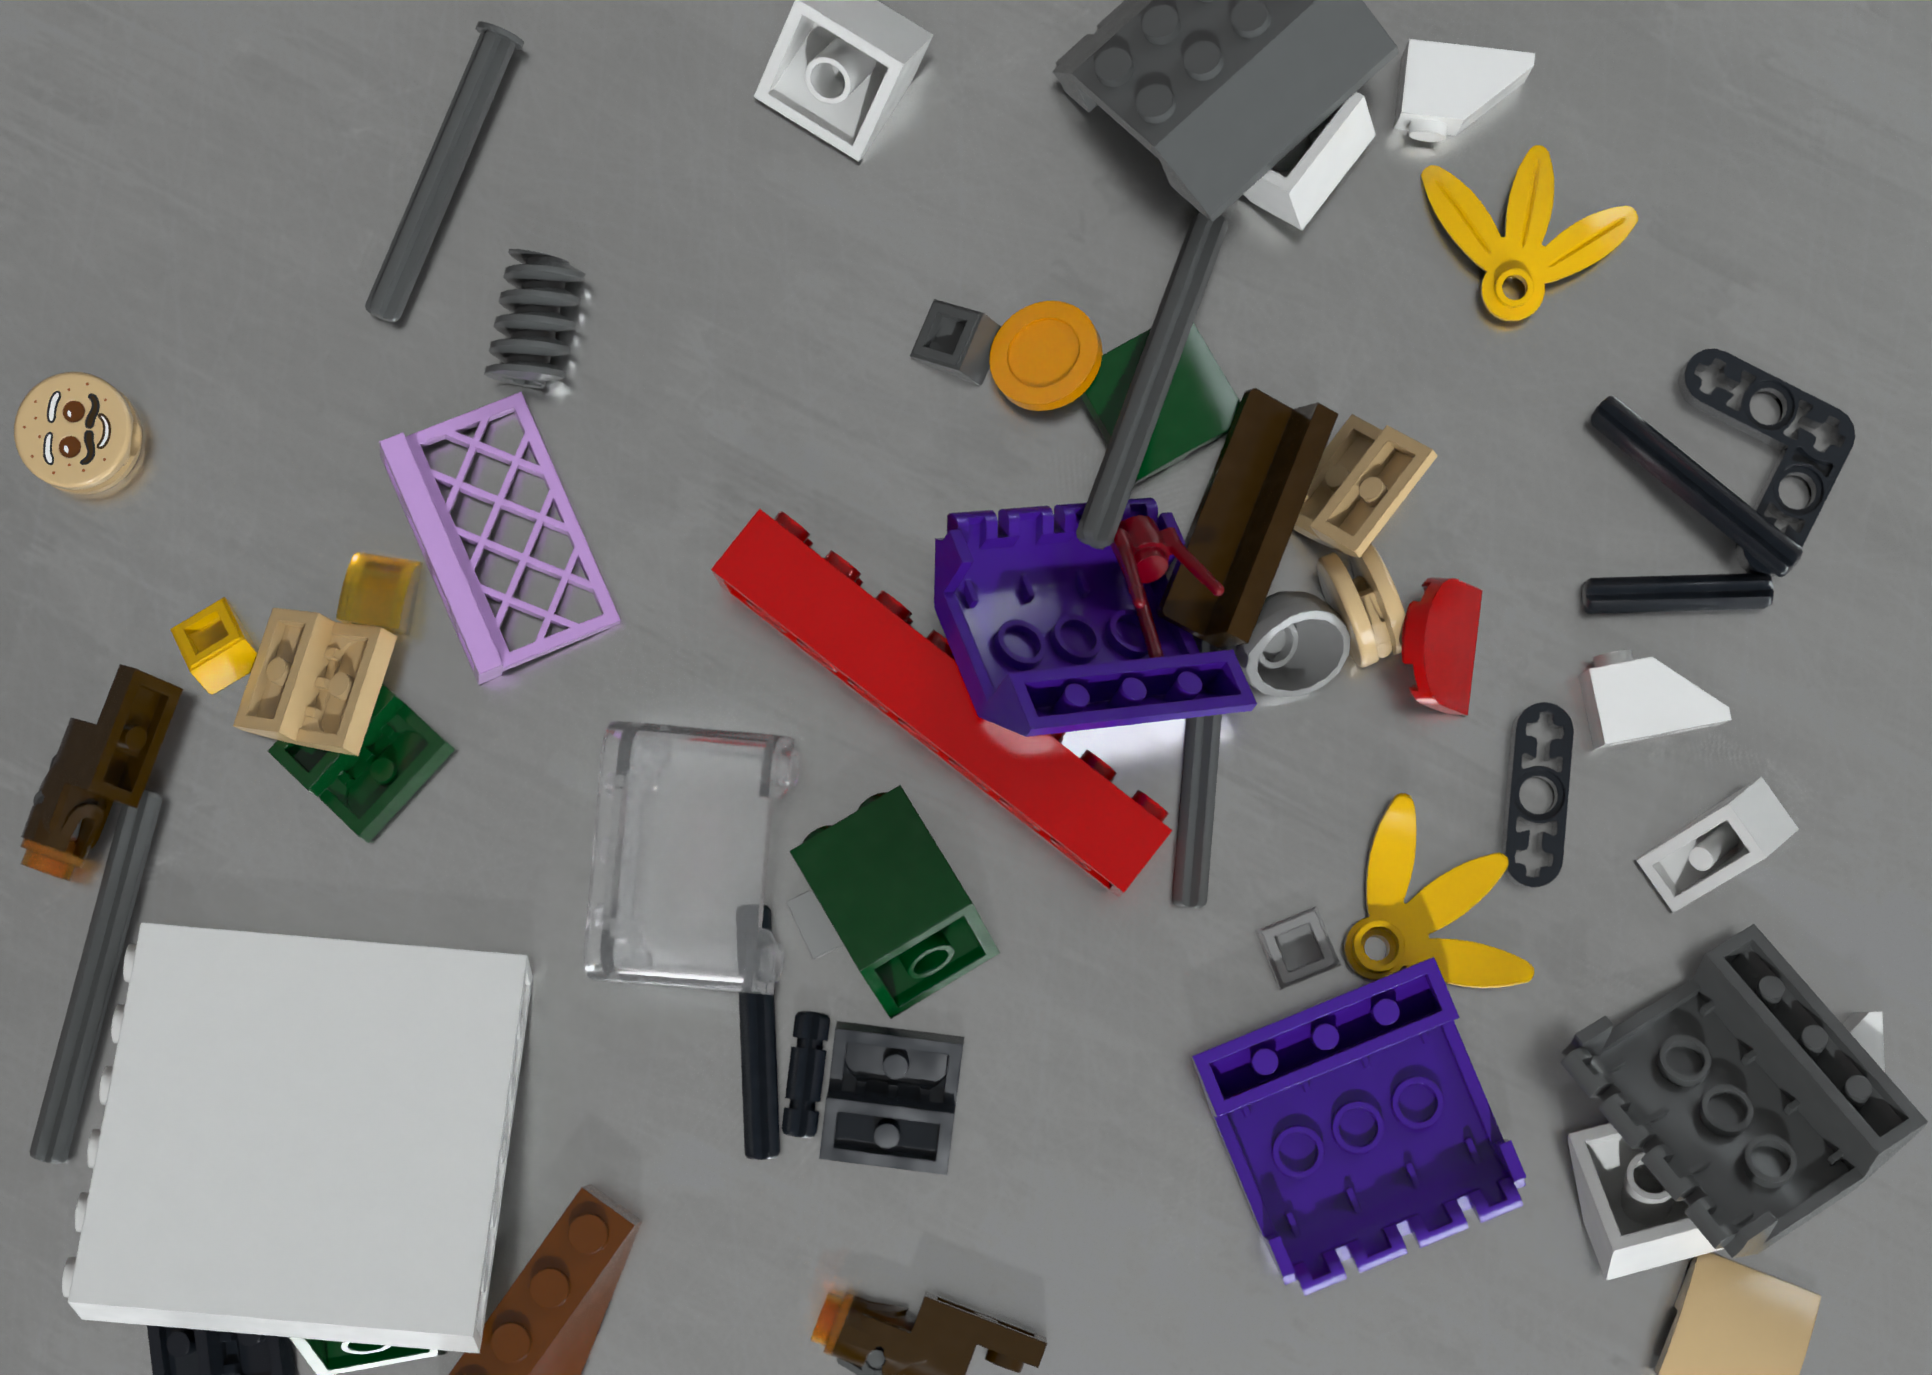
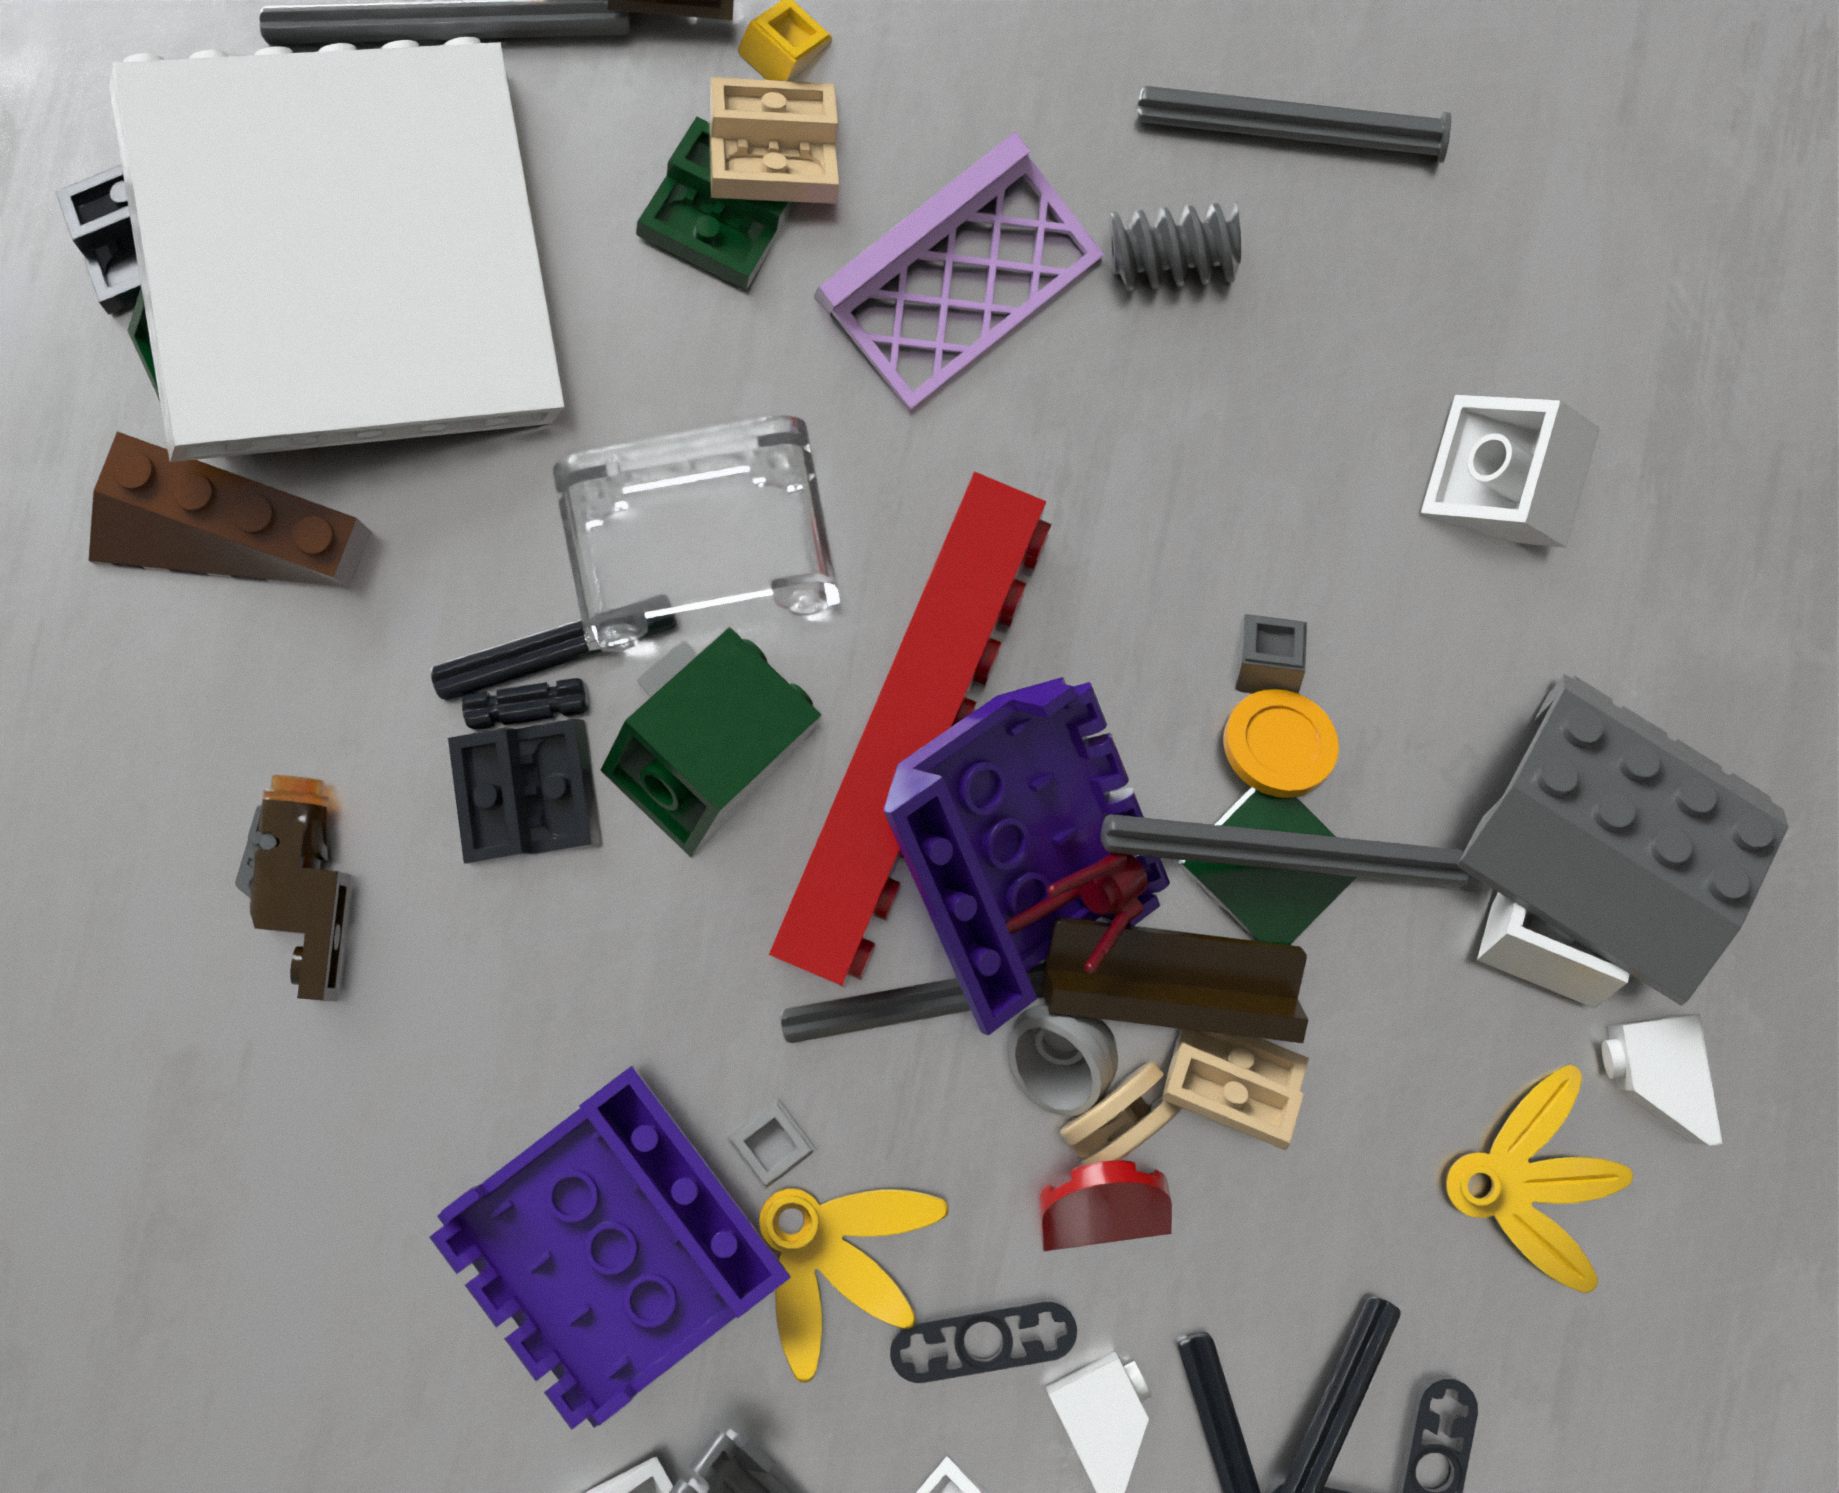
camera: 70 degrees right, 0 degrees up
(380, 592) = (874, 176): clear yellow brick -> none

